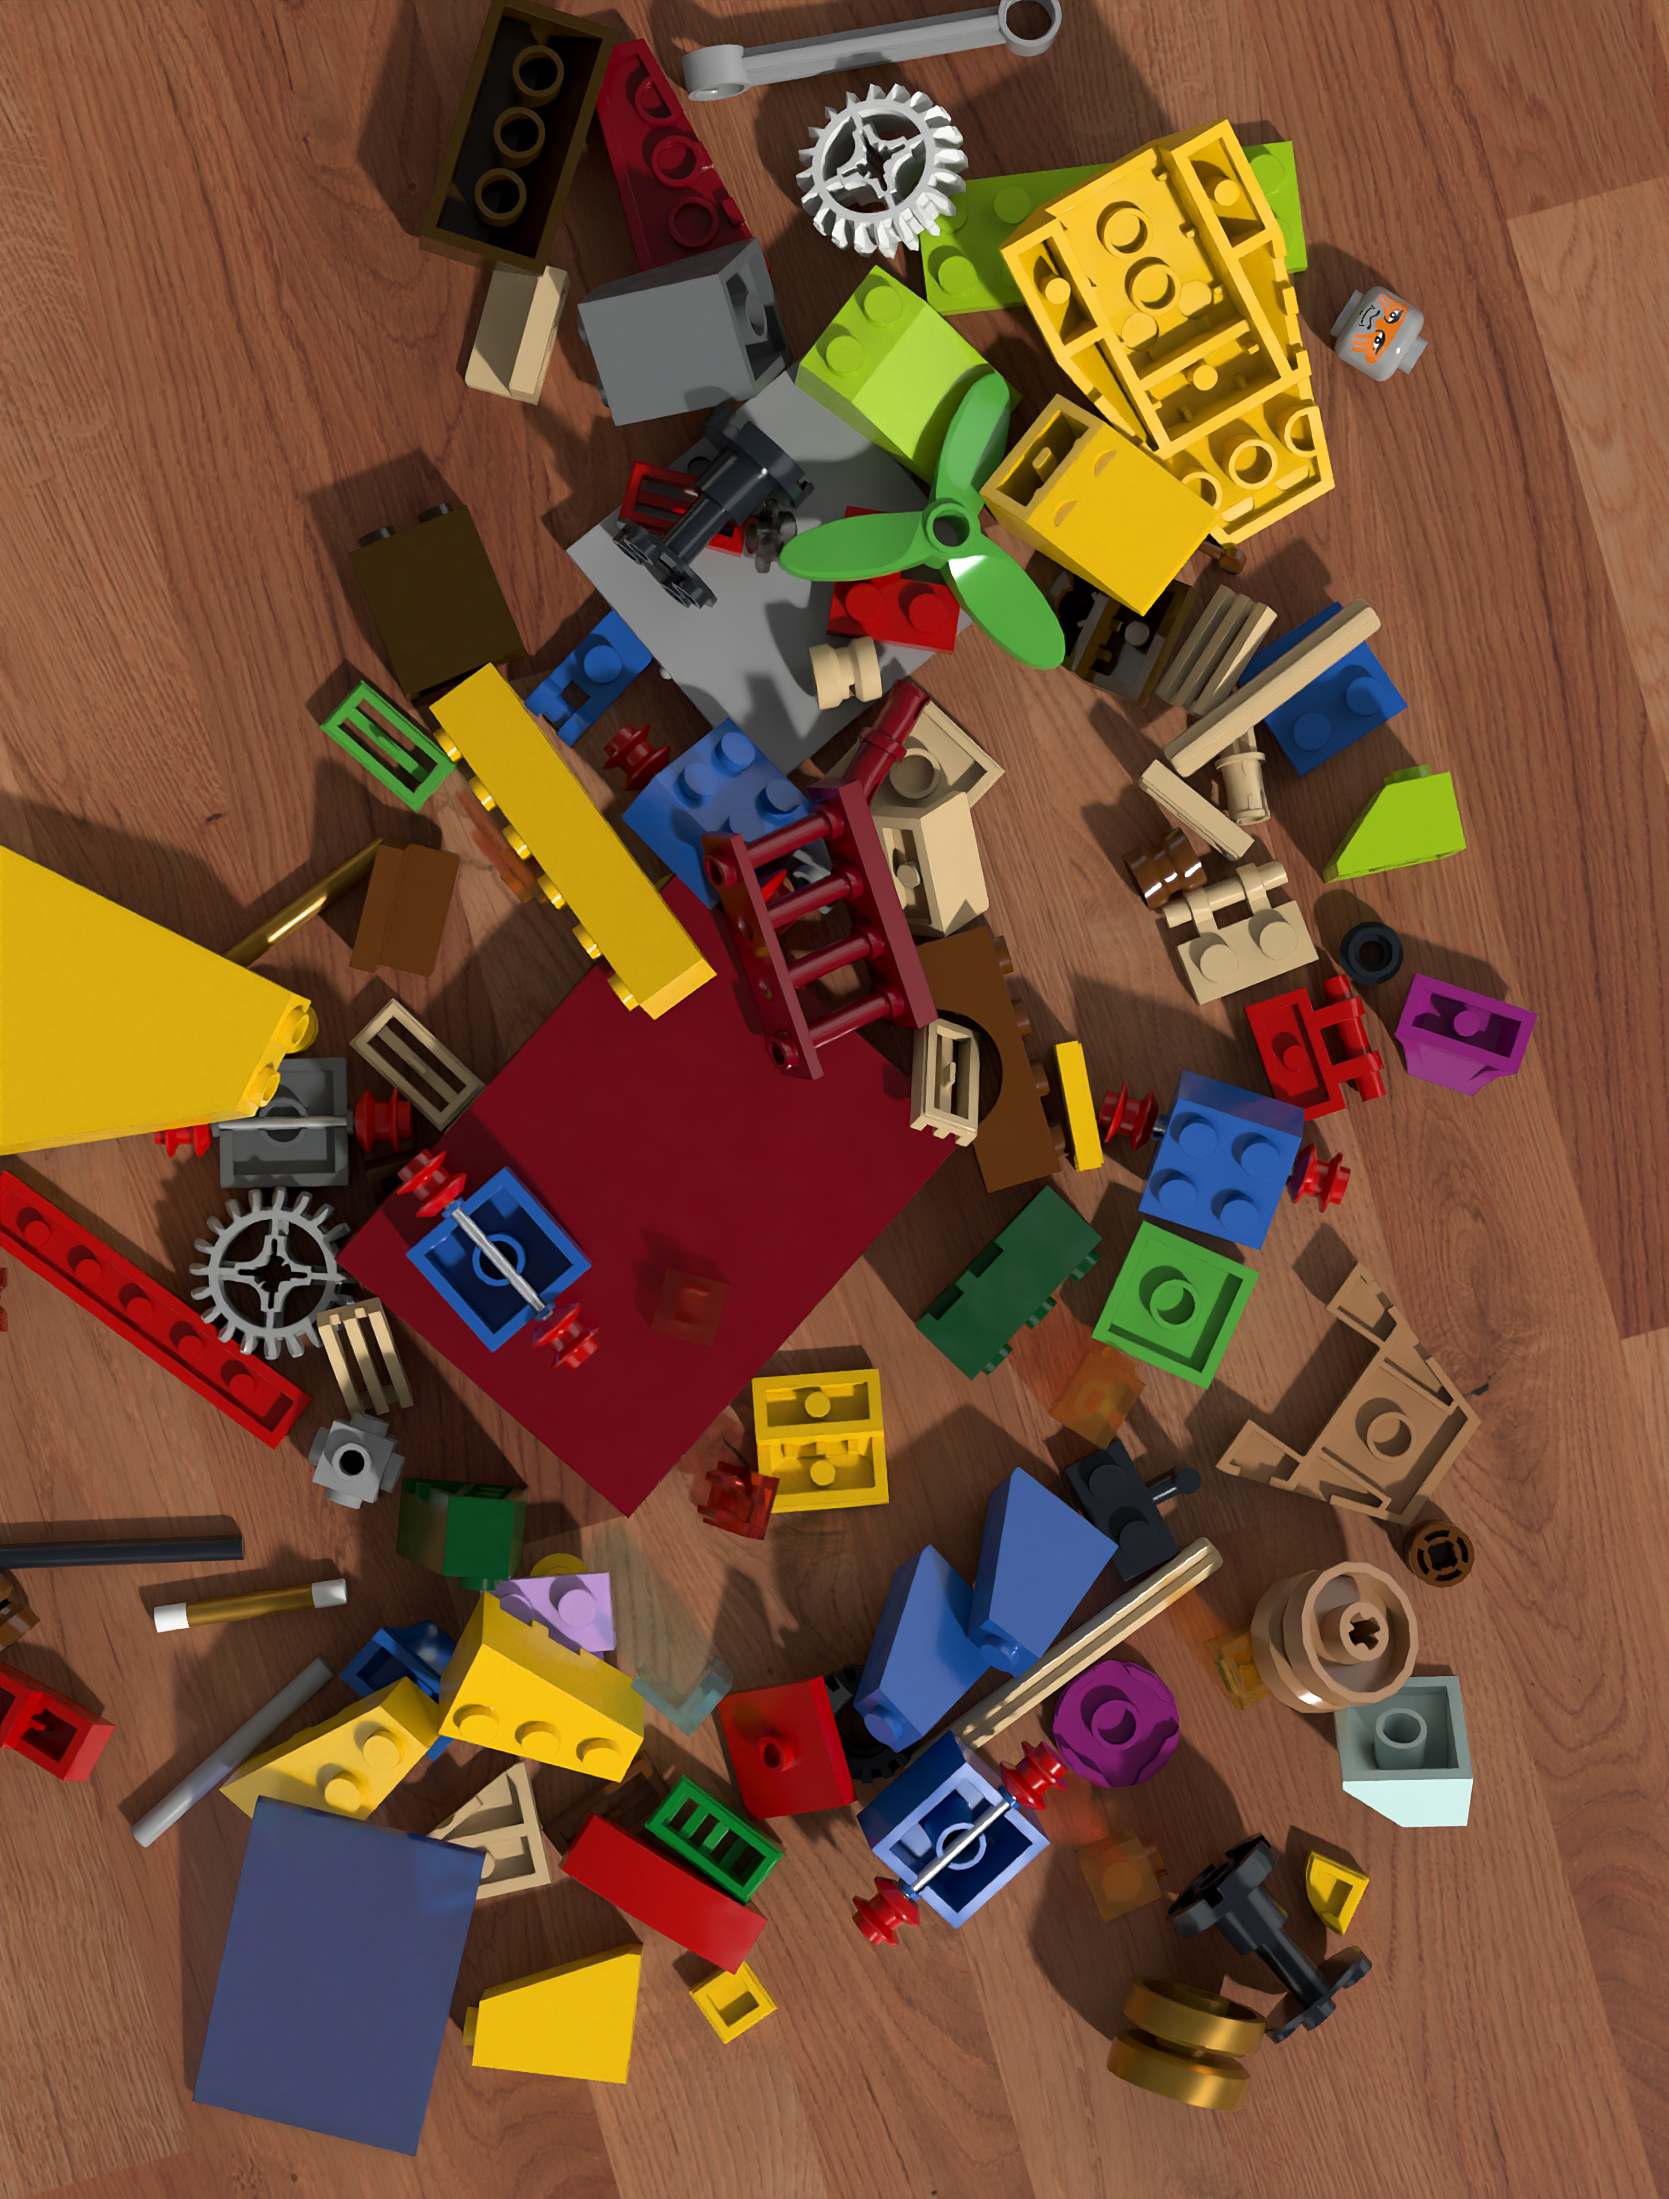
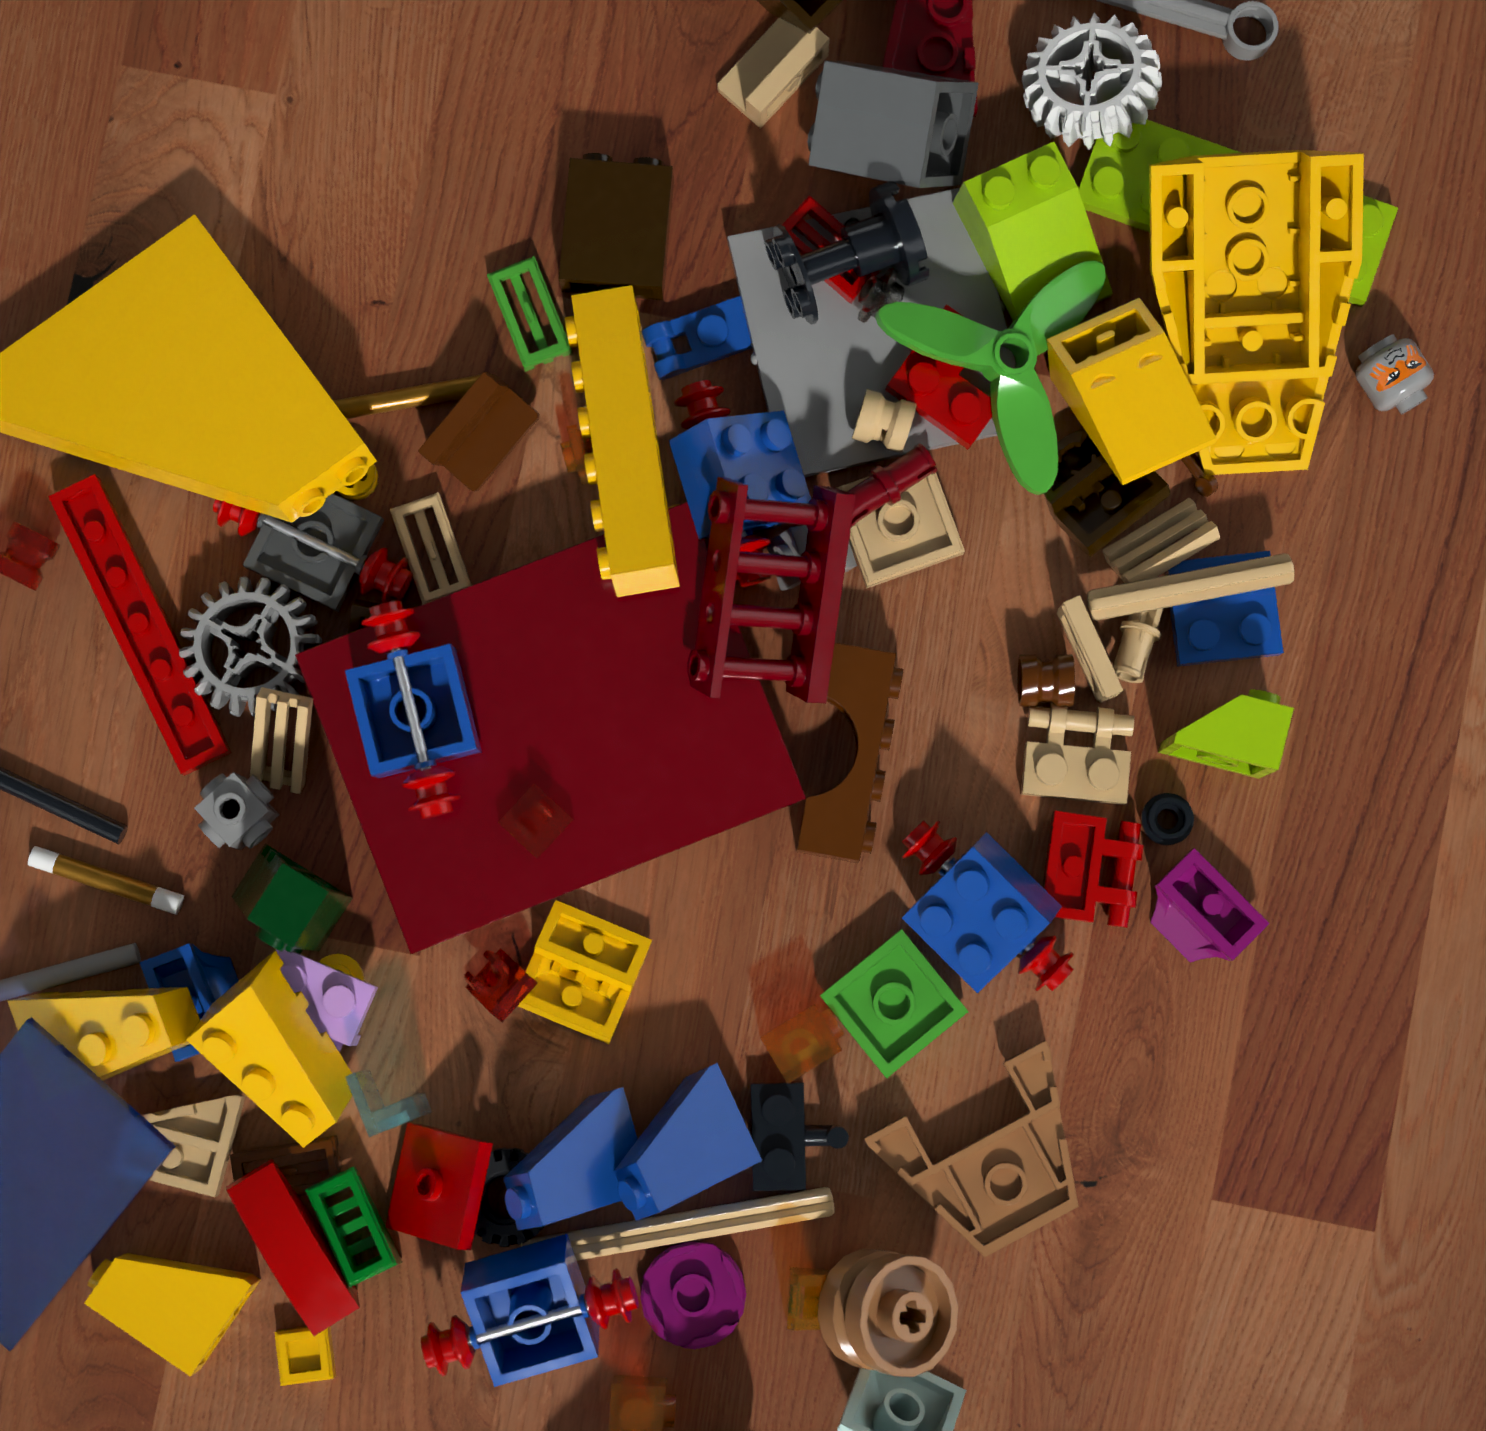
camera: 25 degrees right, 5 degrees down
(933, 1079) = (790, 773): tan tile -> none
(934, 864) = (879, 591): tan panel -> none
(1009, 1283) = (780, 925): dark green wedge -> none
(1078, 1105) = (896, 820): yellow tile -> none
(1427, 1547) = (991, 1282): reddish brown wheel -> none

